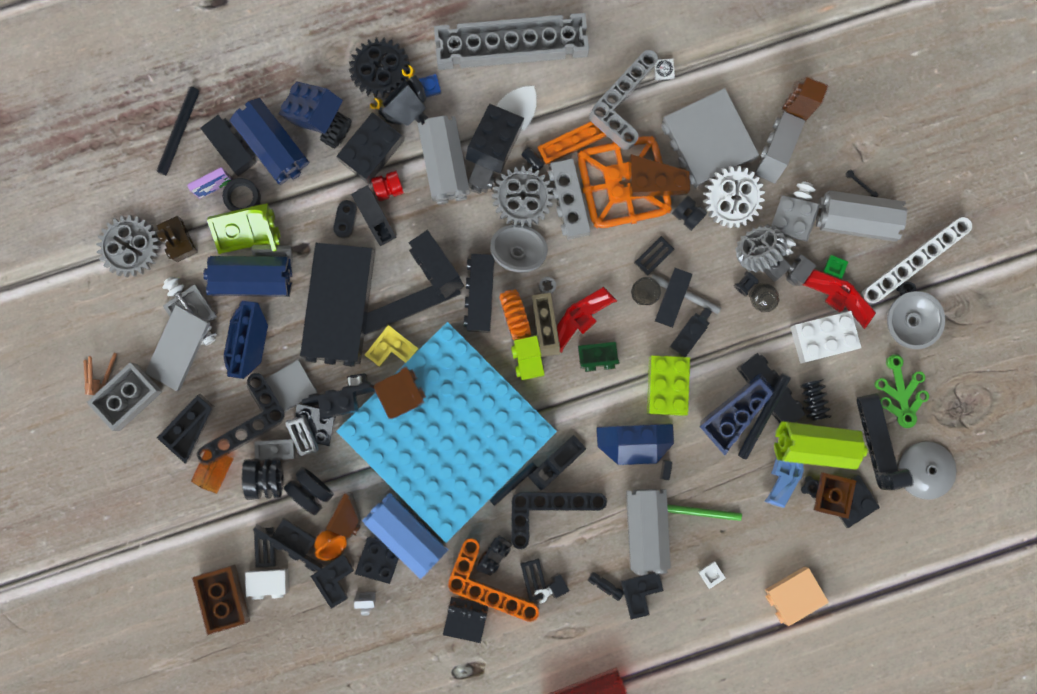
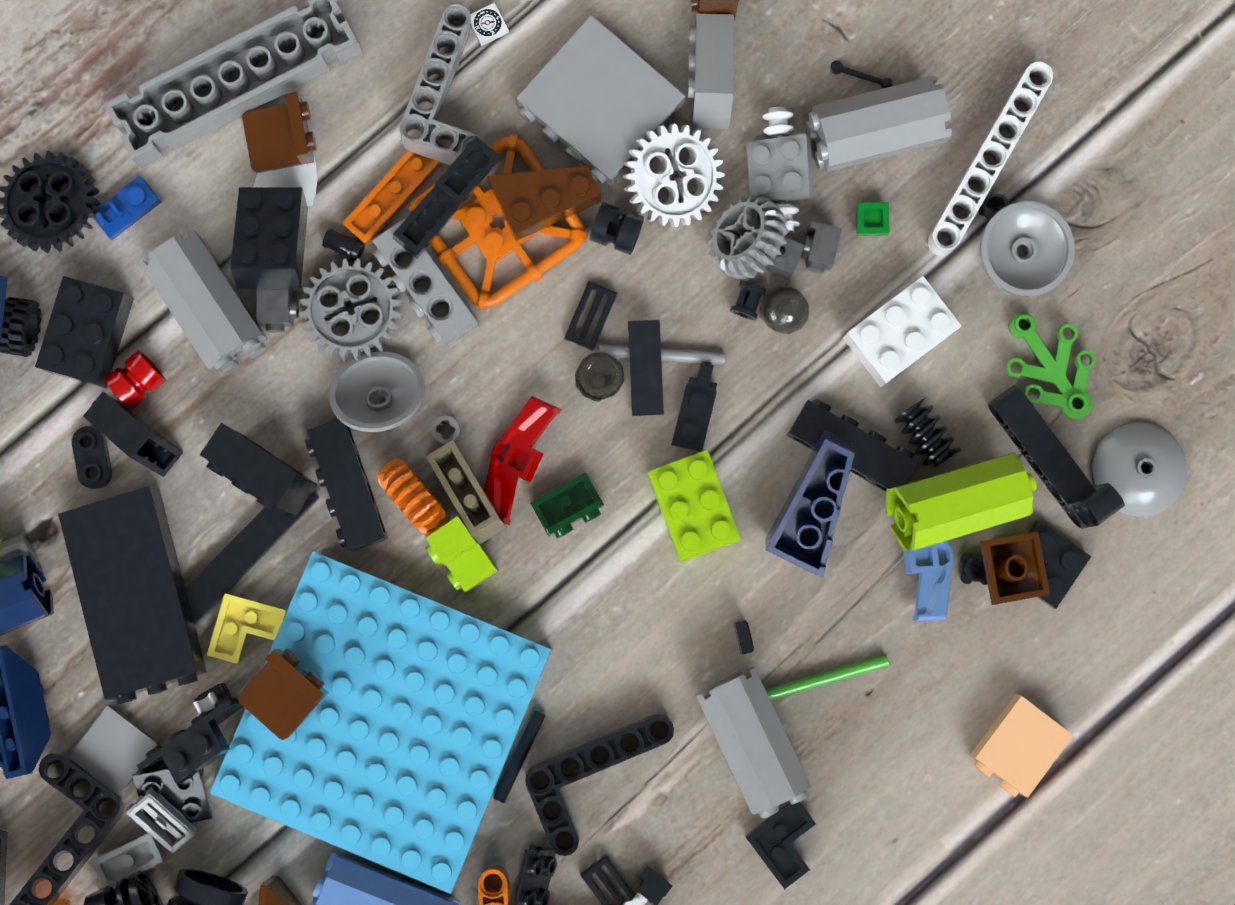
camera: 20 degrees left, 0 degrees up
(404, 103) = (108, 239): black torso -> none
(523, 83) = (279, 135): none -> reddish brown bracket
(557, 462) = (573, 695): black slope -> none
(602, 156) = (446, 197): none -> black slope
(605, 586) = (725, 854): black axle -> none
(635, 443) = (680, 615): dark blue wedge -> none
(711, 575) = (879, 767): white plate -> none
(764, 416) = (858, 492): black axle -> none
(841, 295) = (898, 258): red plate -> none

